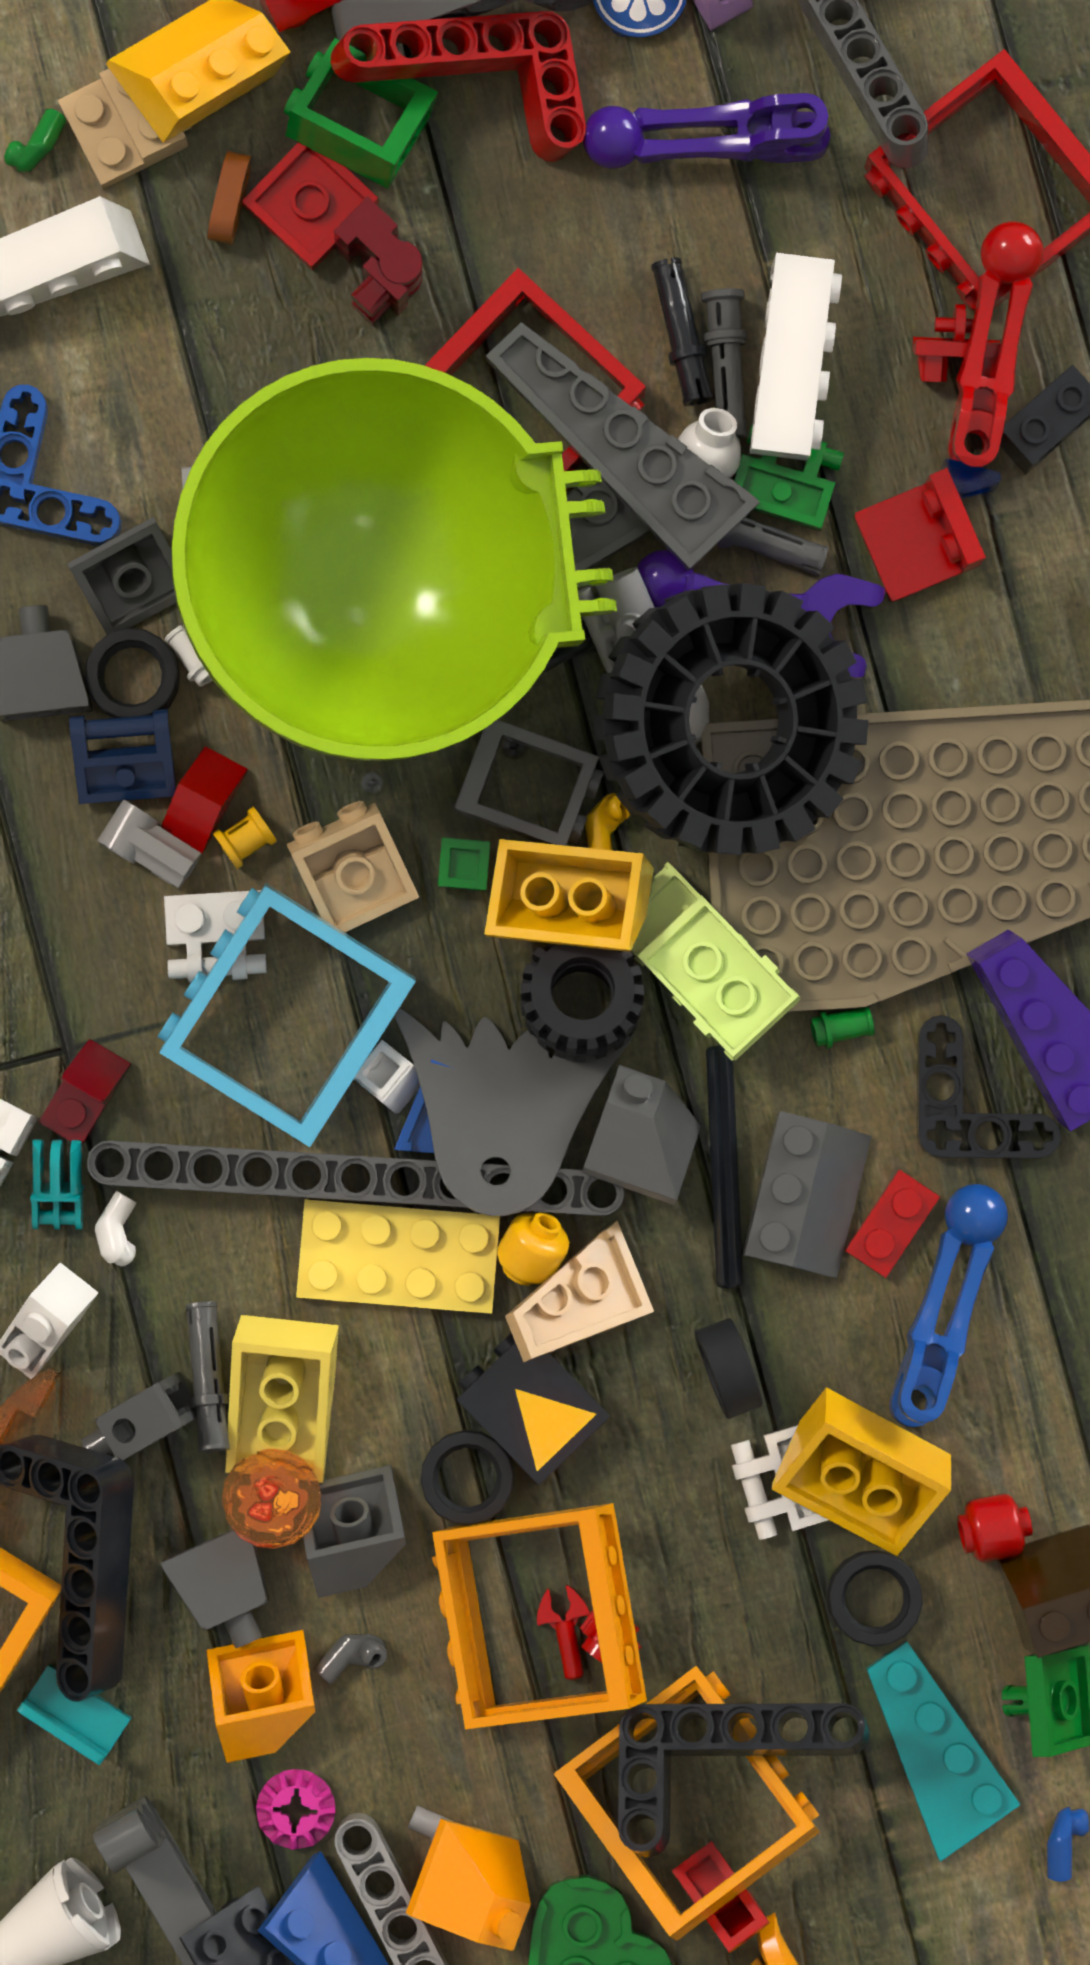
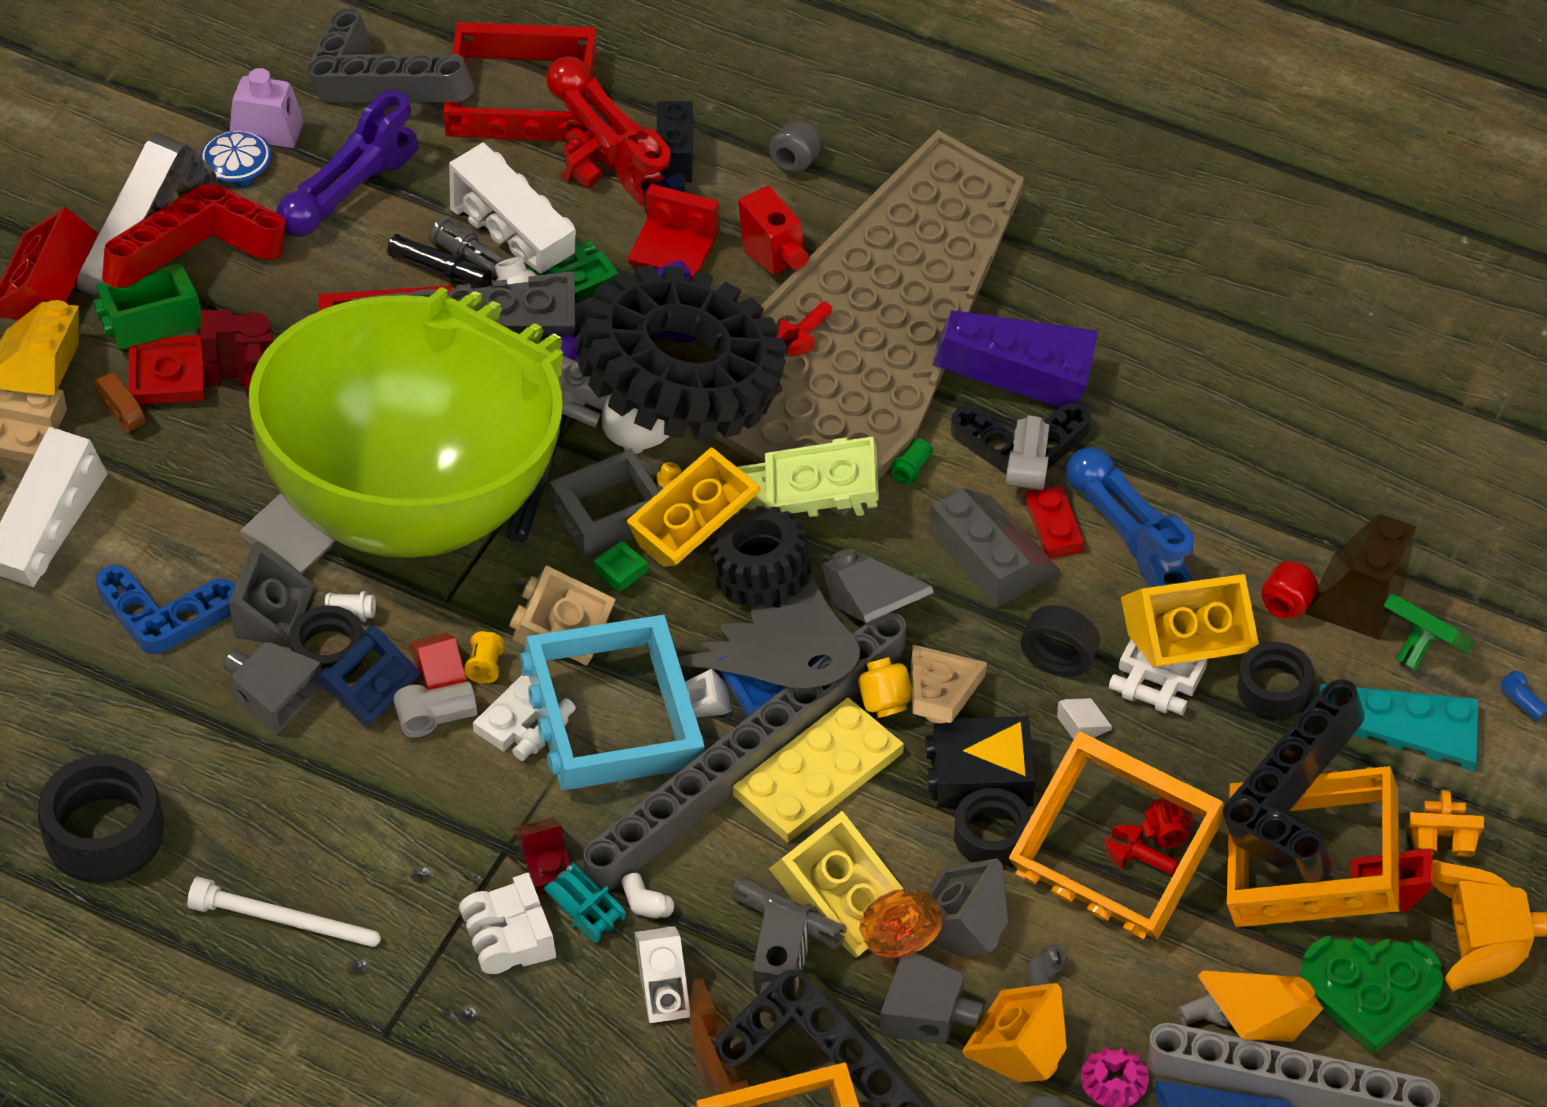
camera: 40 degrees left, 35 degrees down
(673, 1453) = (1082, 716): none -> white slope
(724, 1168) = (936, 574): black axle -> none
(838, 1889) = (1461, 827): none -> light orange hips
(901, 785) = (804, 342): none -> red bar
(923, 1152) = (1027, 461): none -> light grey piece
(1001, 634) = (771, 231): none -> red torso

